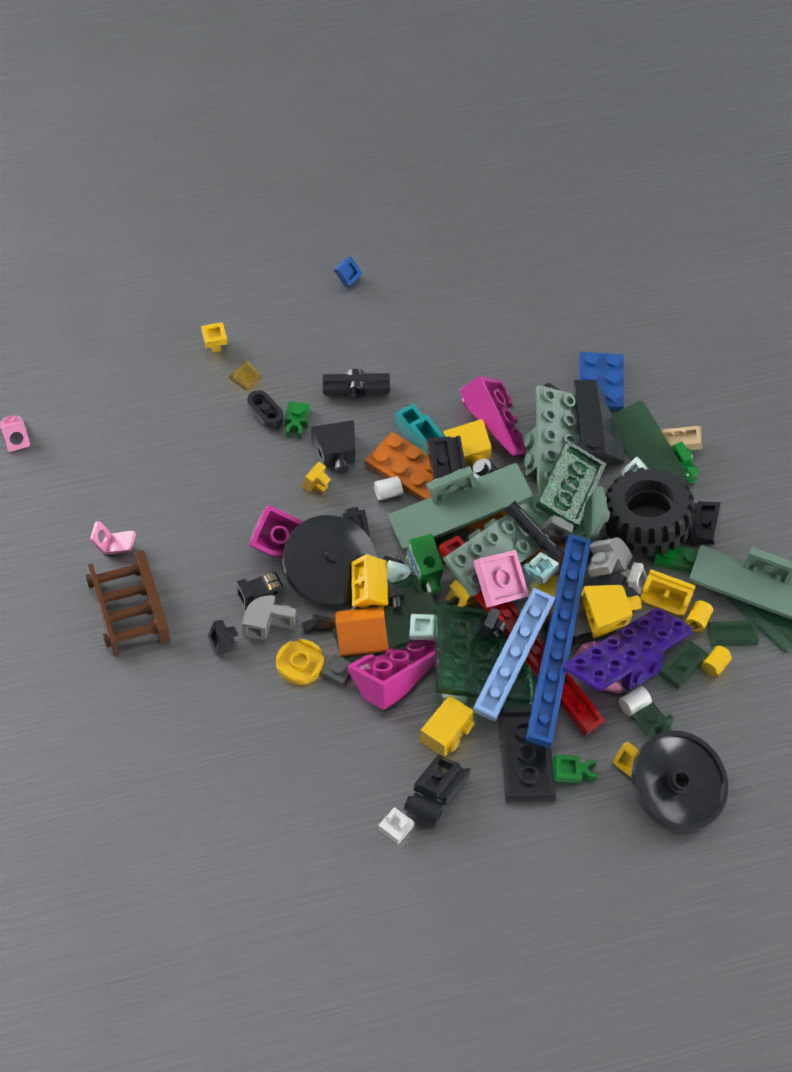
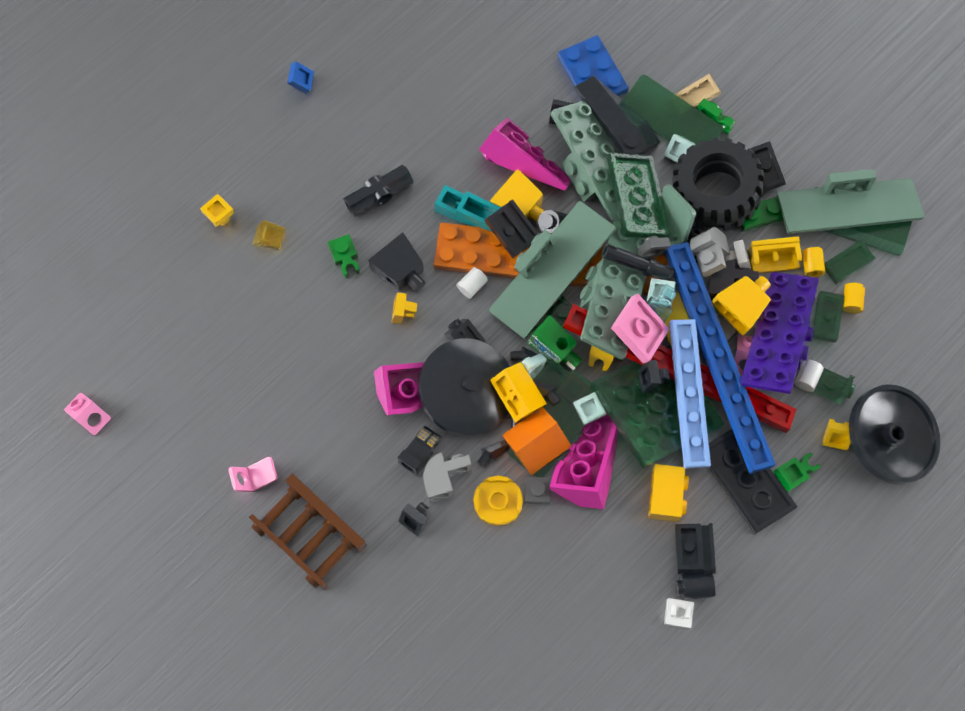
camera: 25 degrees left, 15 degrees up
(265, 411) = (312, 261): black plate -> none

